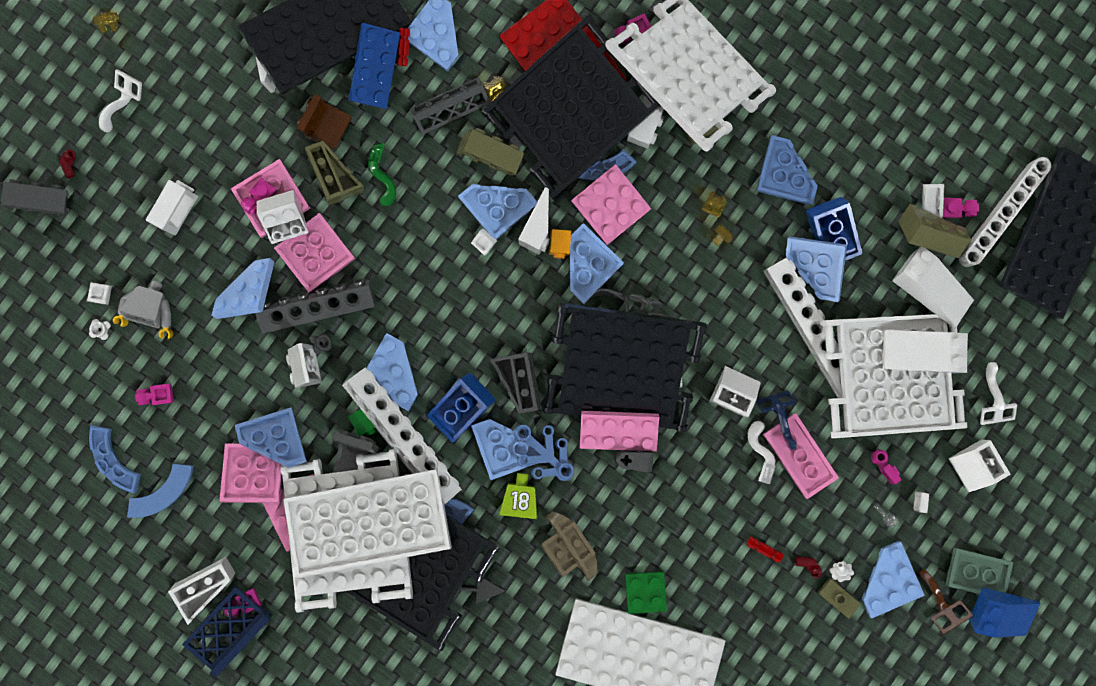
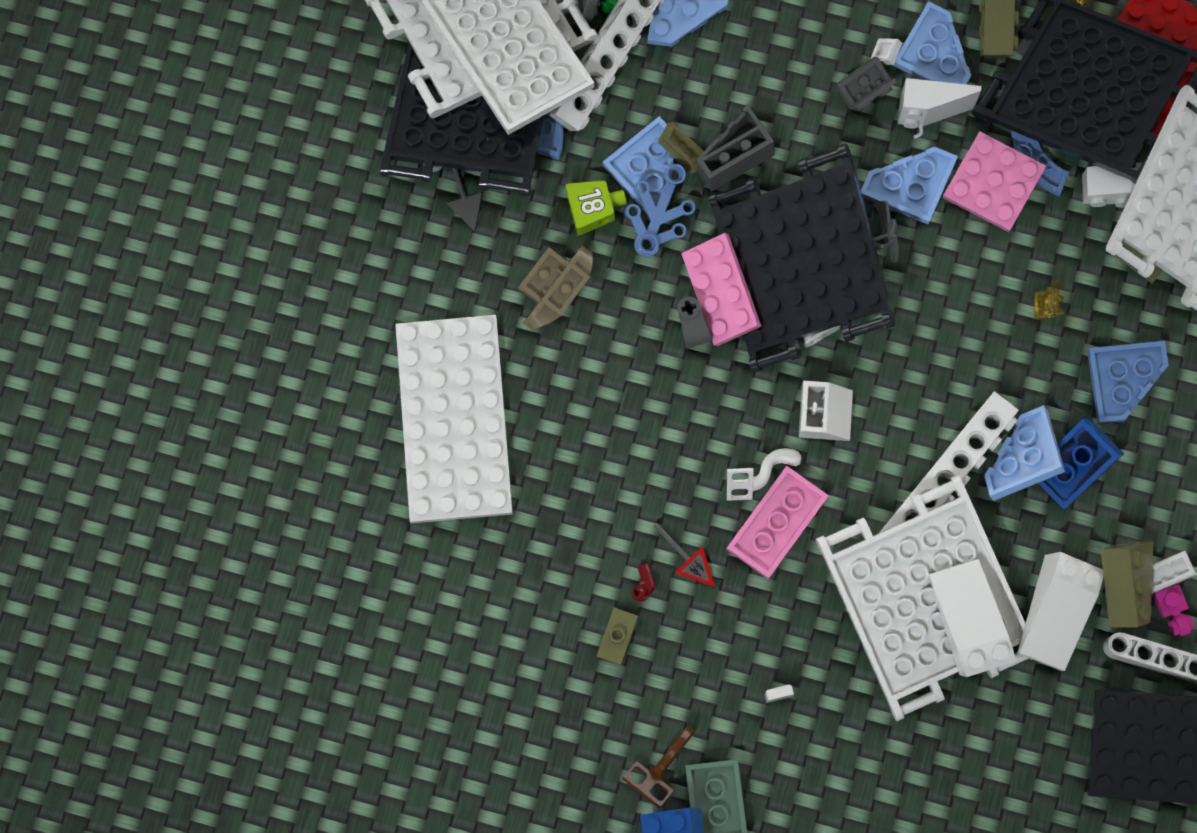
camera: 75 degrees right, 10 degrees down
(461, 407) = (677, 97): blue slope -> none
(502, 419) = (680, 147): none -> olive plate
(504, 266) = (865, 85): none -> dark grey bracket
(559, 243) = (921, 137): light orange brick -> none
(646, 592) = (535, 396): green plate -> none
(723, 234) = (1013, 327): clear yellow tile -> none
(765, 549) = (643, 521): red axle -> none
(779, 409) = (826, 469): dark blue piece -> none
(808, 523) = (695, 567): none -> piece
(841, 571) = (652, 624): white plant -> none
(889, 521) = (739, 666): clear hand -> none
(890, 472) = (801, 641): dark pink plate -> none
(891, 582) = (662, 695): light blue plate -> none
(979, 465) = (854, 749): white slope -> none
(999, 404) = (942, 748): white piece -> none

